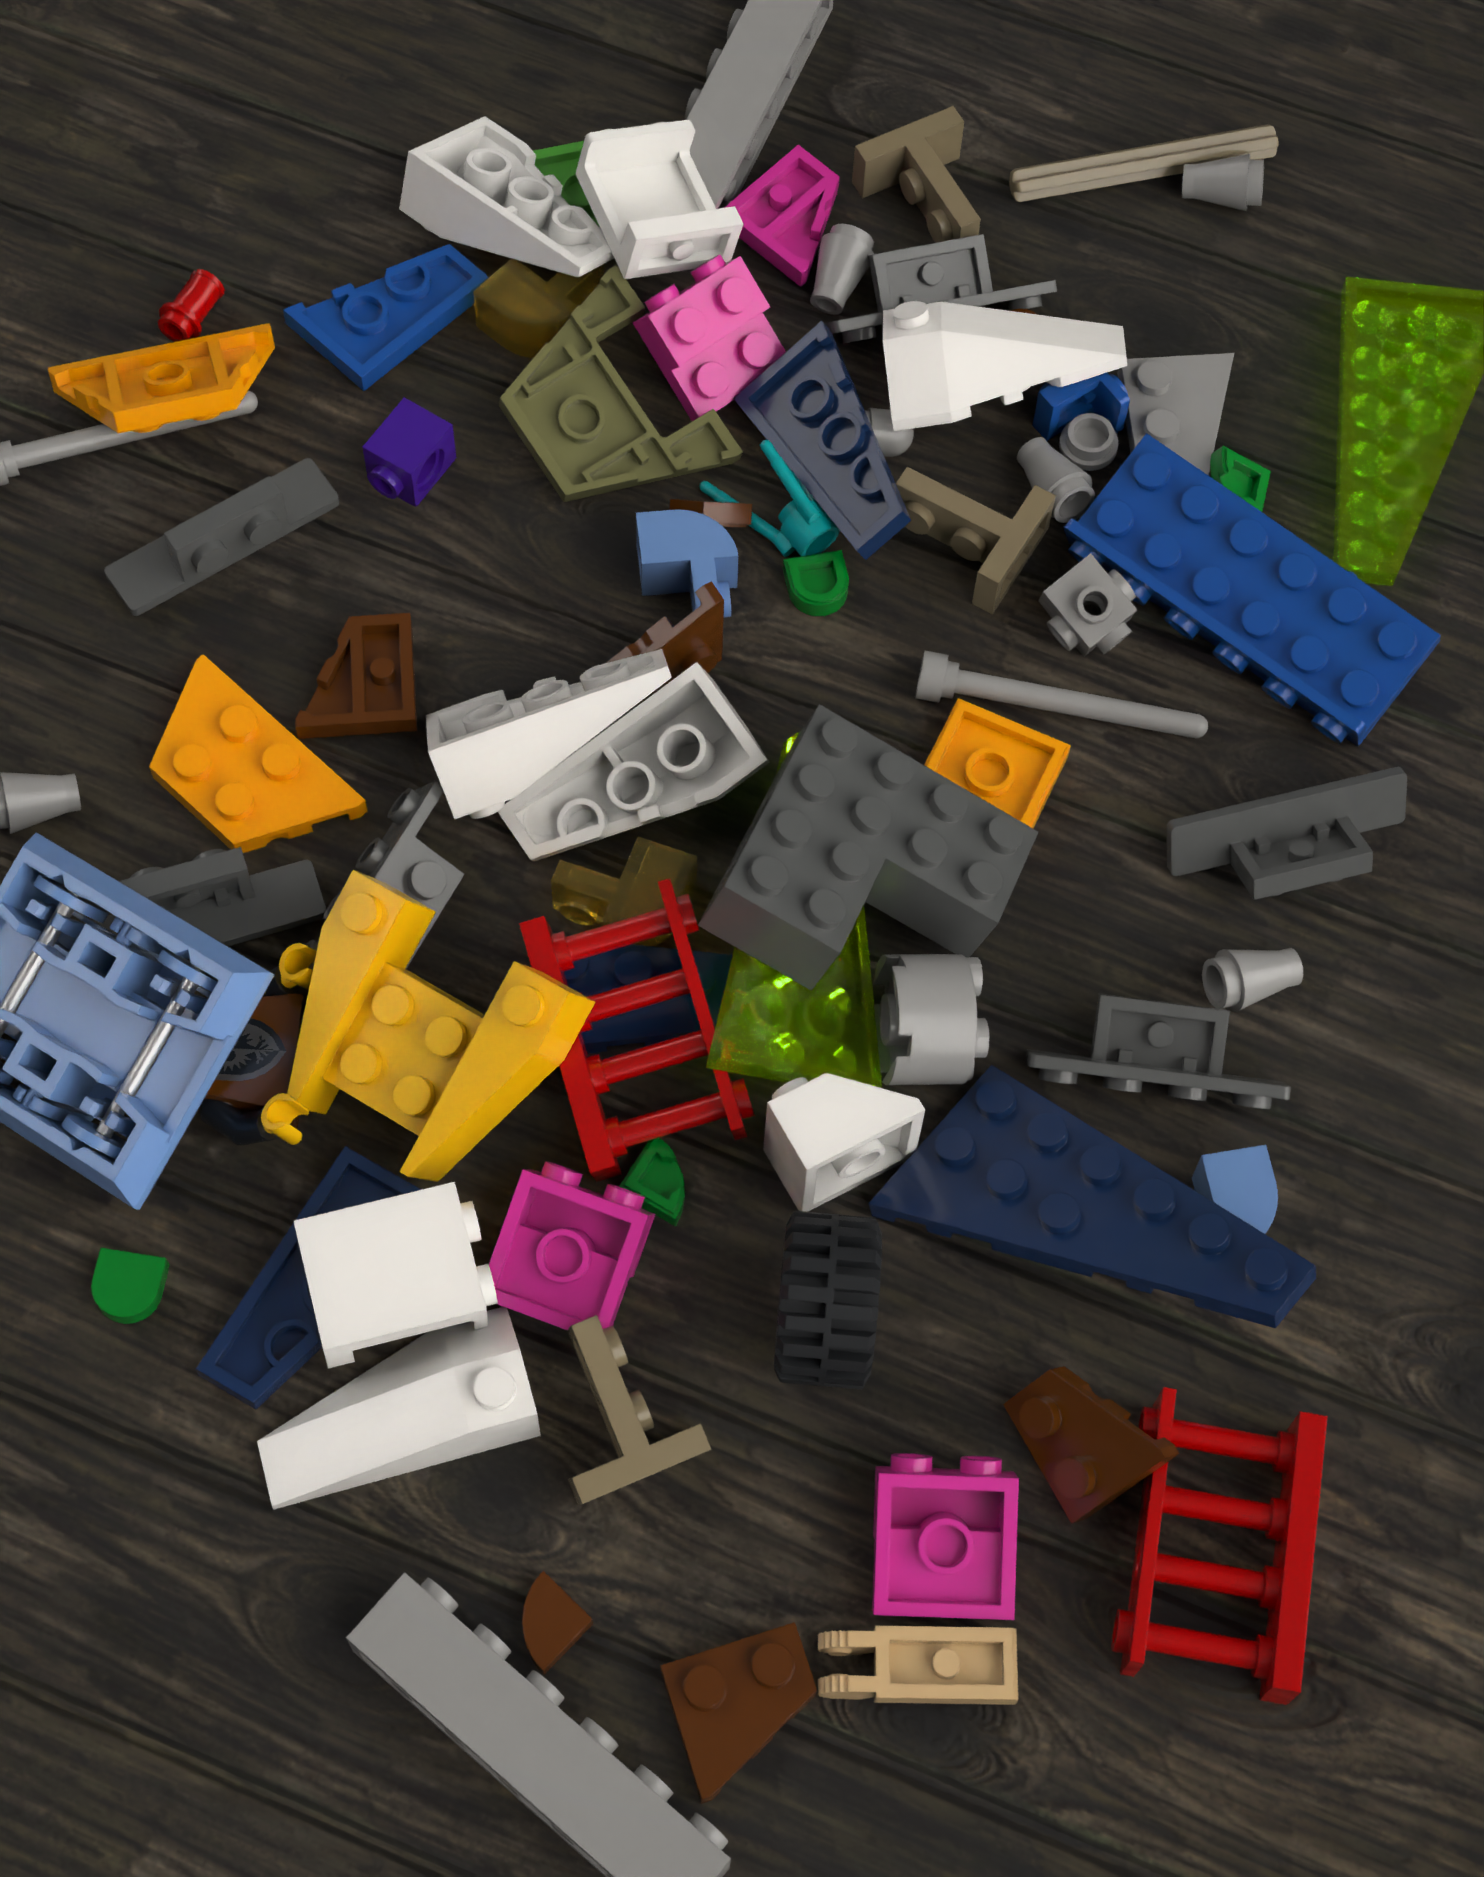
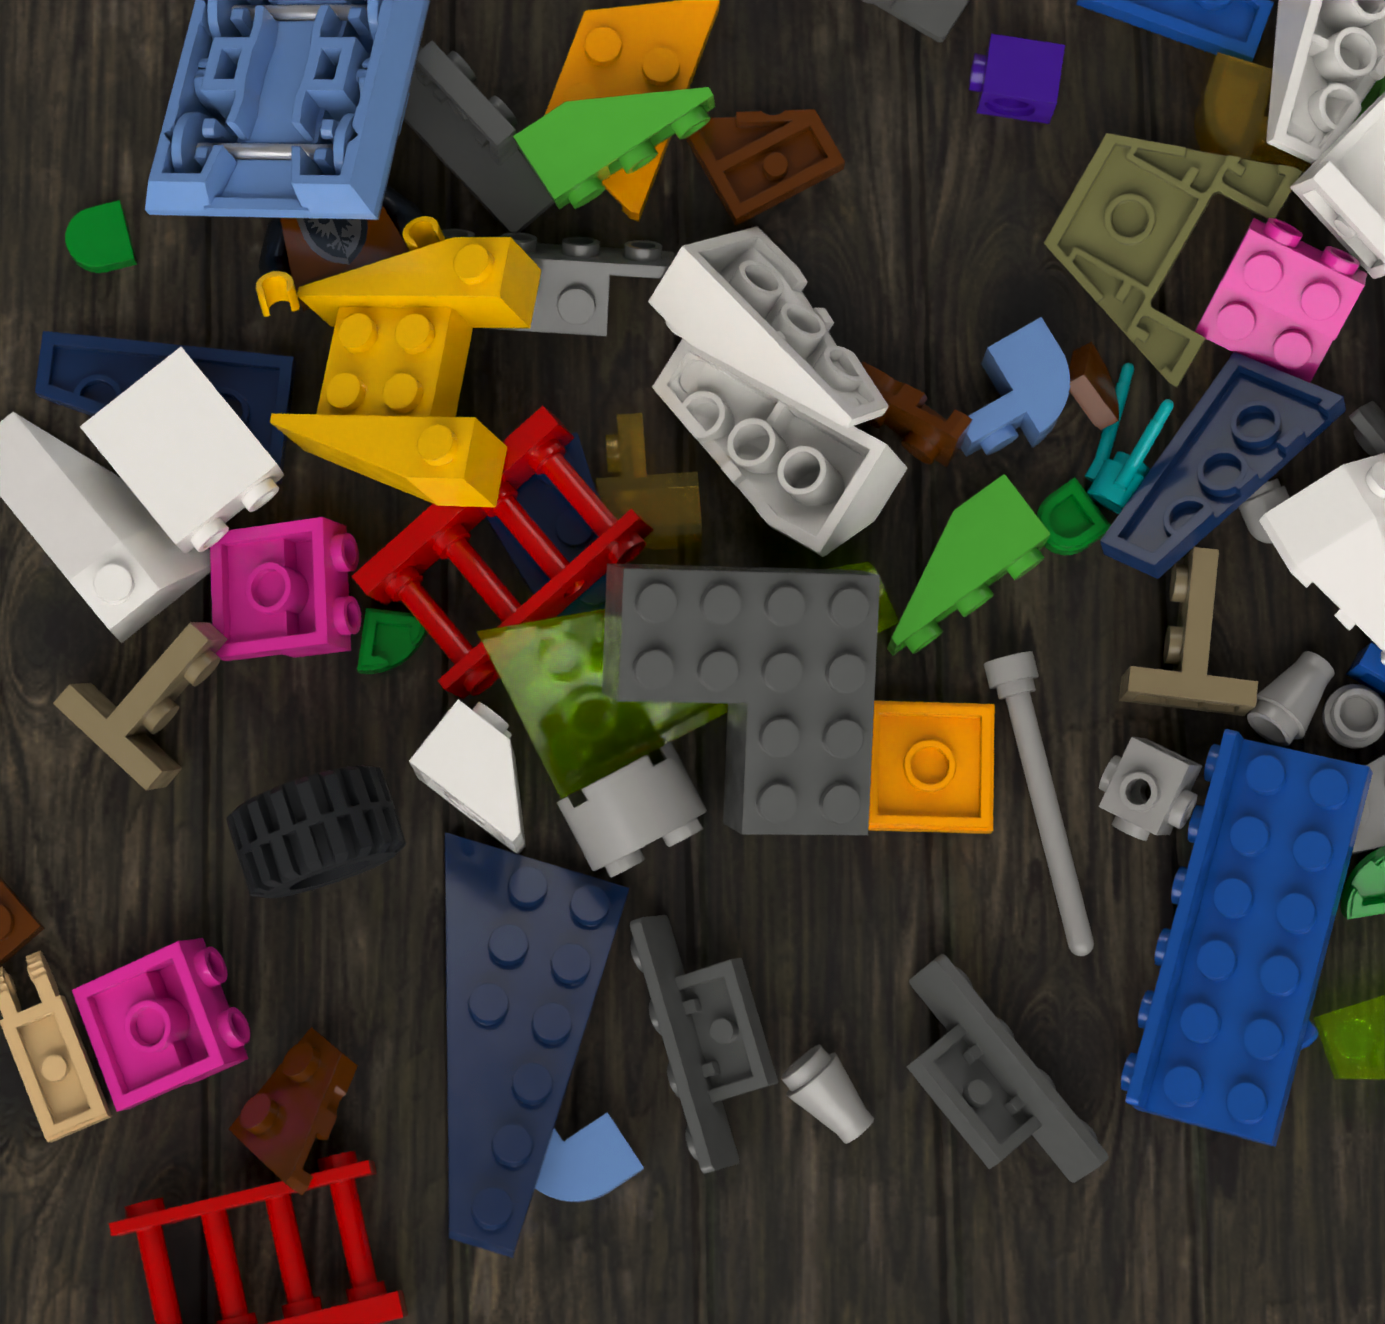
camera: 65 degrees right, 15 degrees up
(281, 792) = (596, 137): none -> bright green slope
(811, 654) = (979, 545): none -> bright green slope

